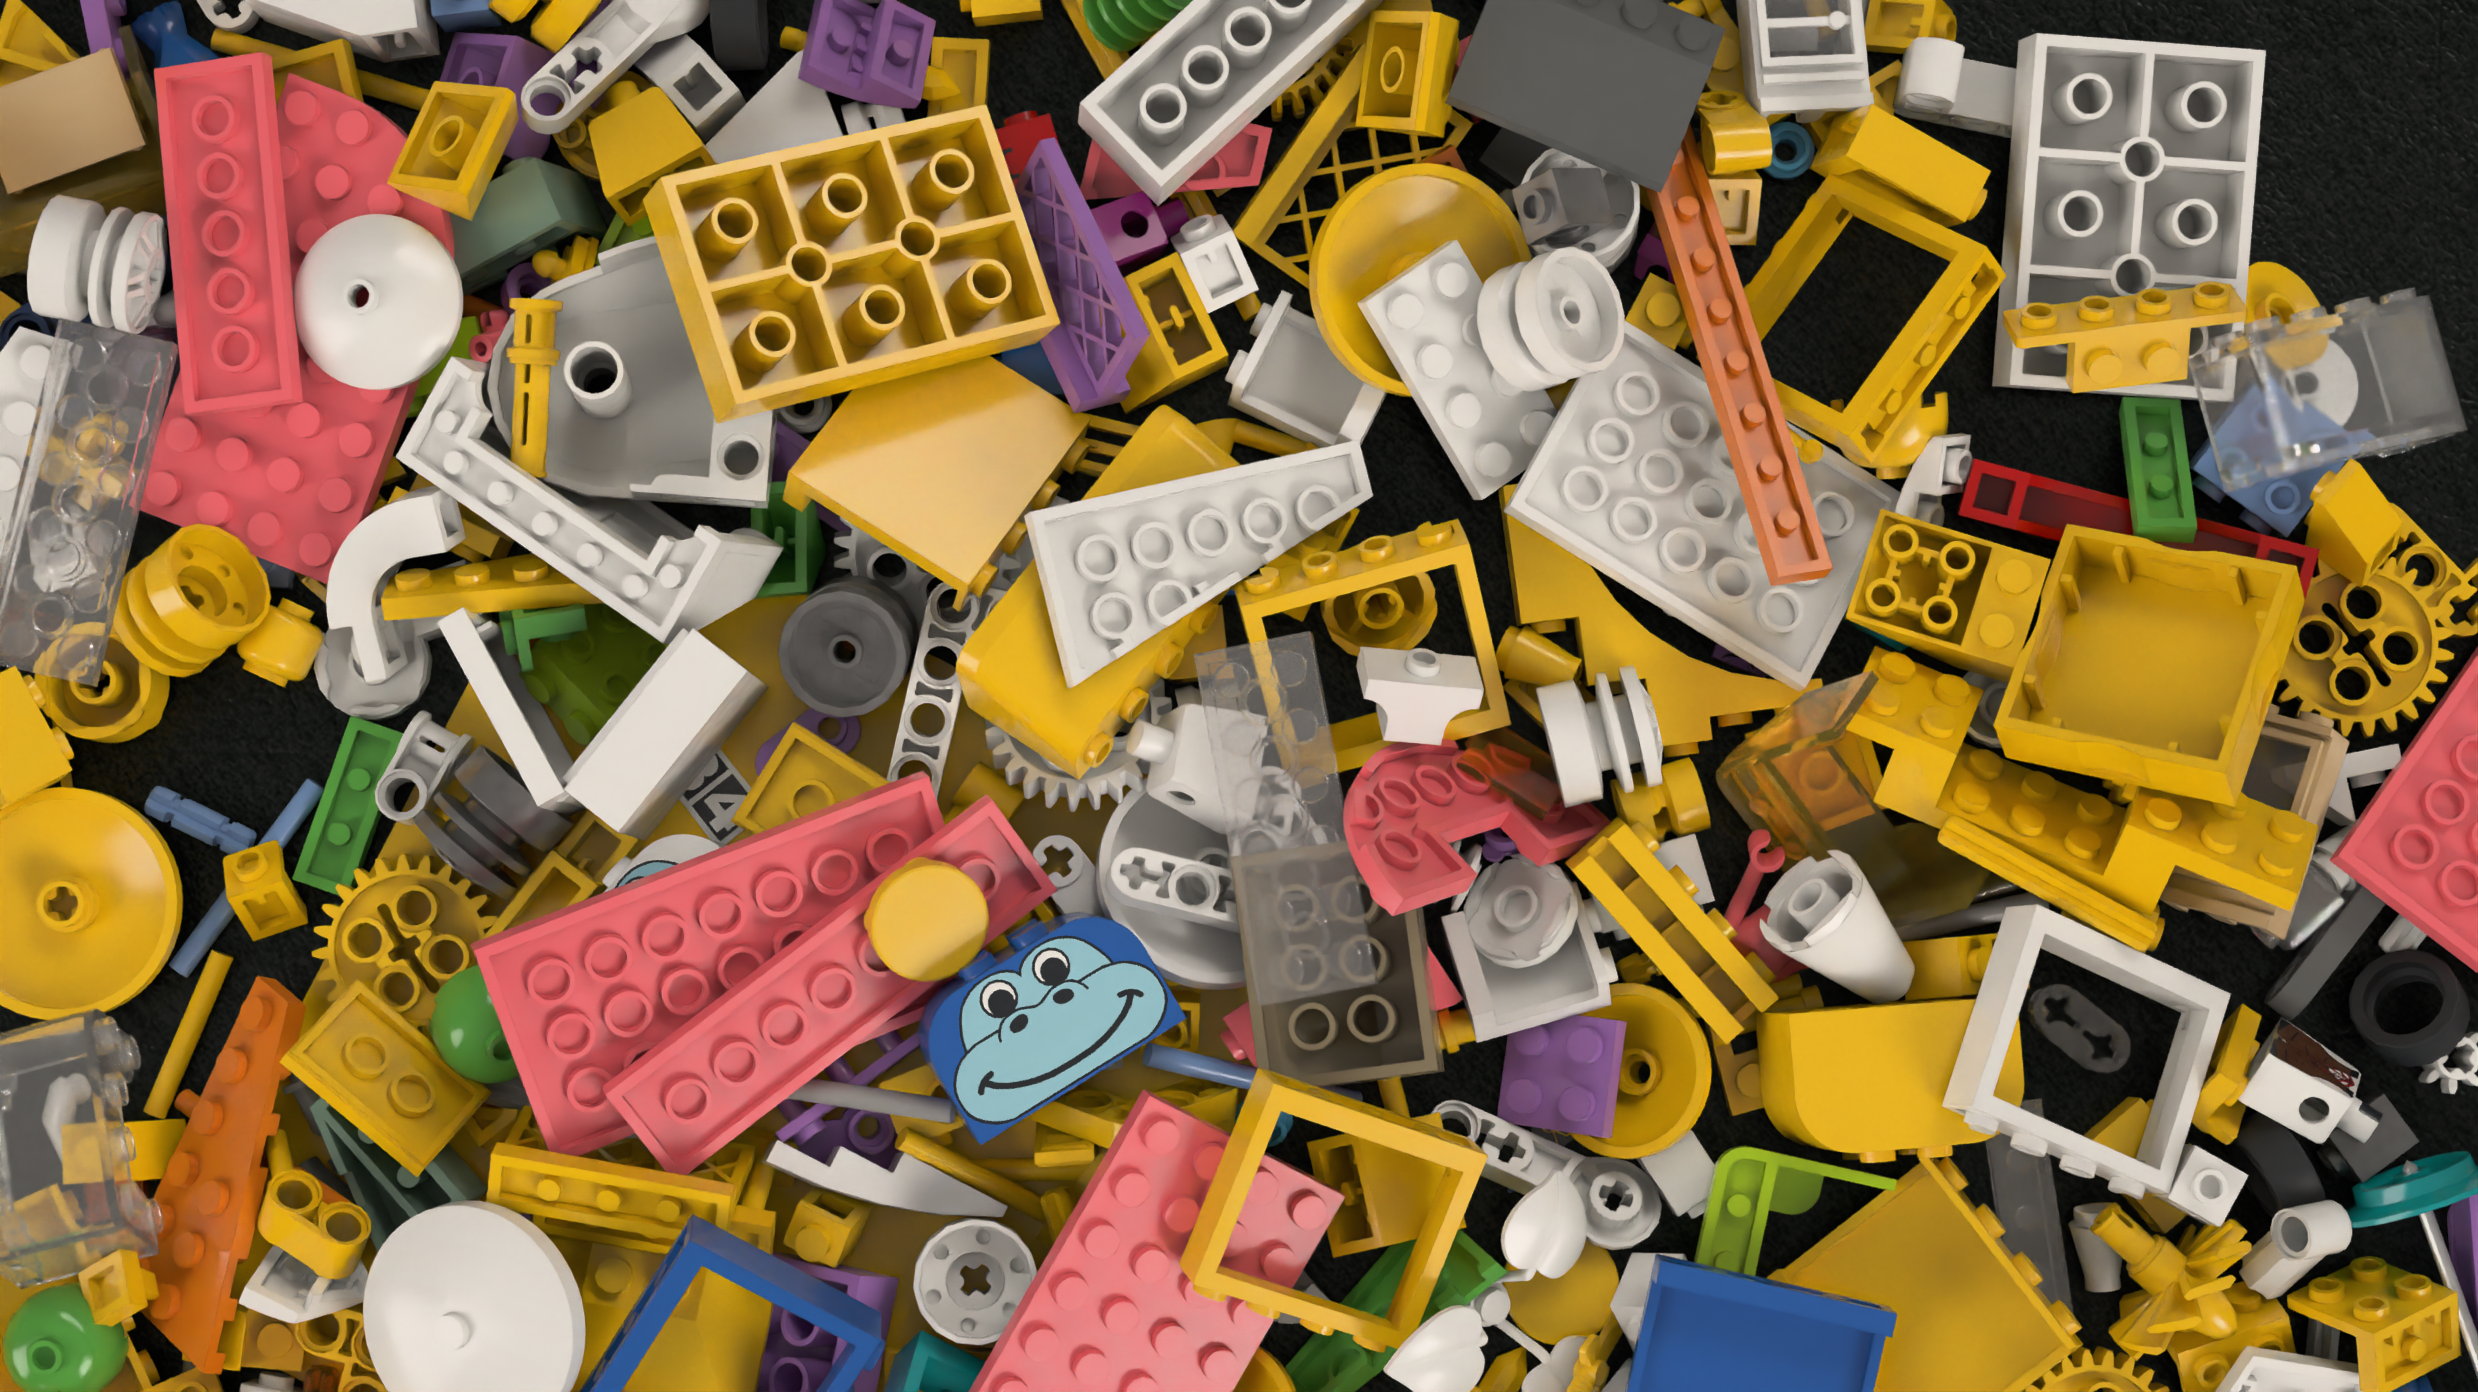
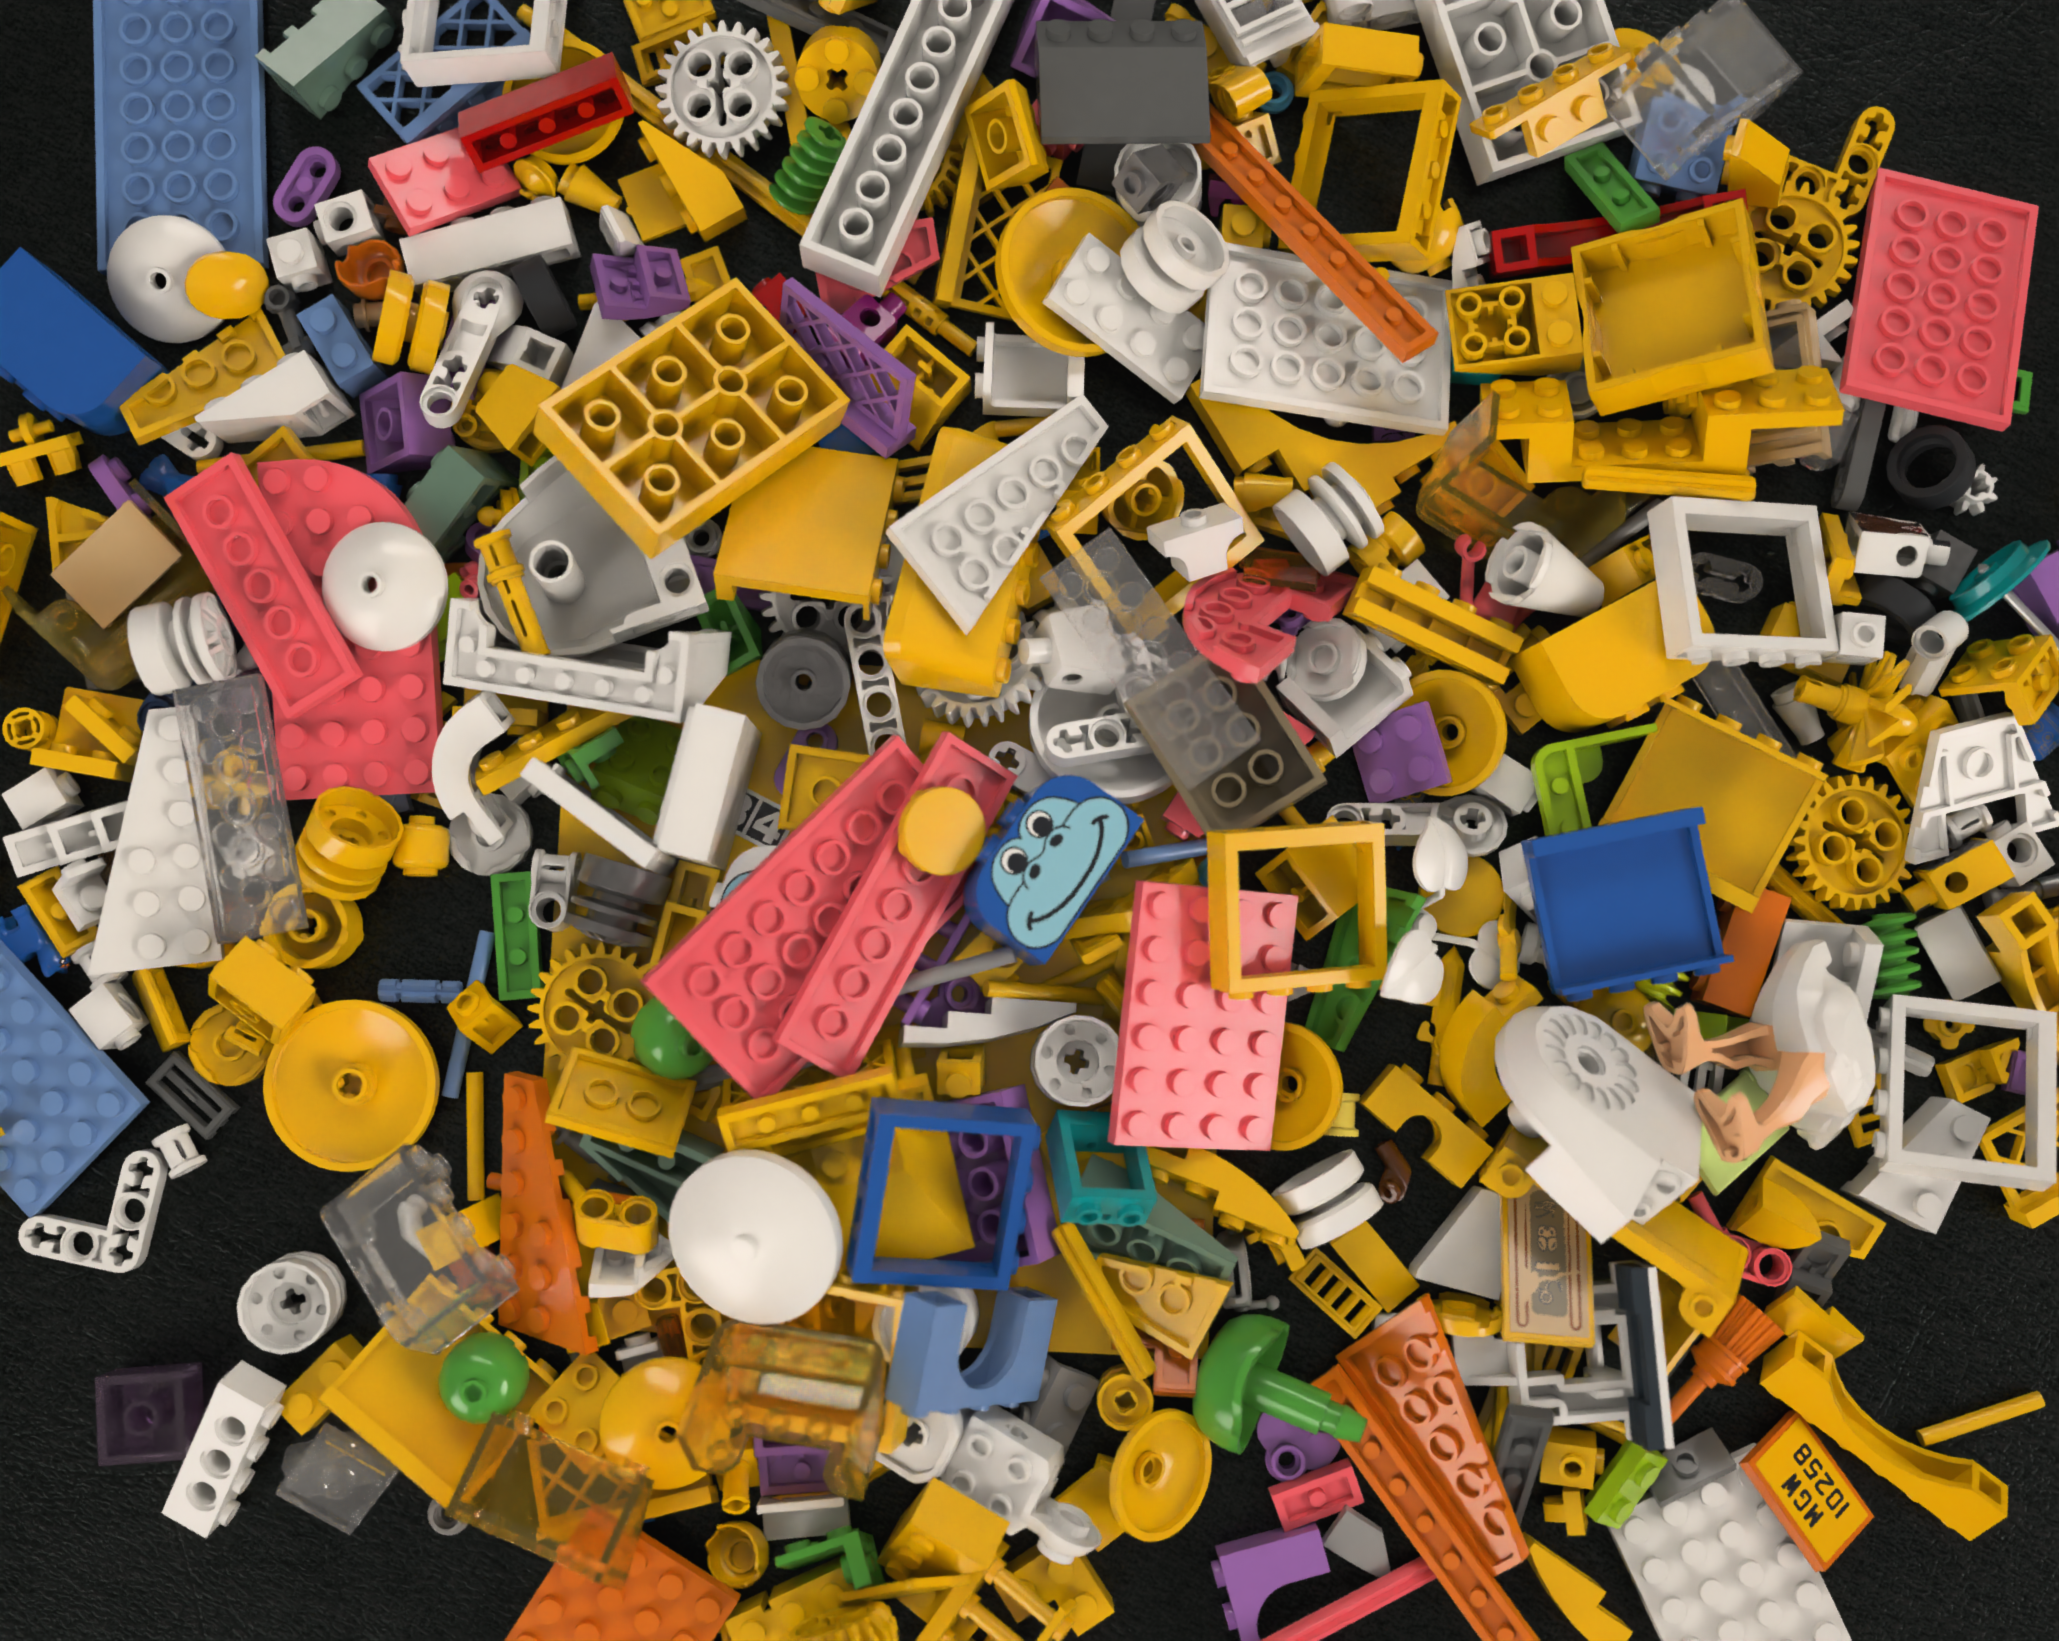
camera: 30 degrees left, 0 degrees up
(117, 1287) = (502, 1324): yellow tile -> none
(456, 145) = (392, 458): yellow slope -> none
(1214, 261) = (933, 320): white bracket -> none

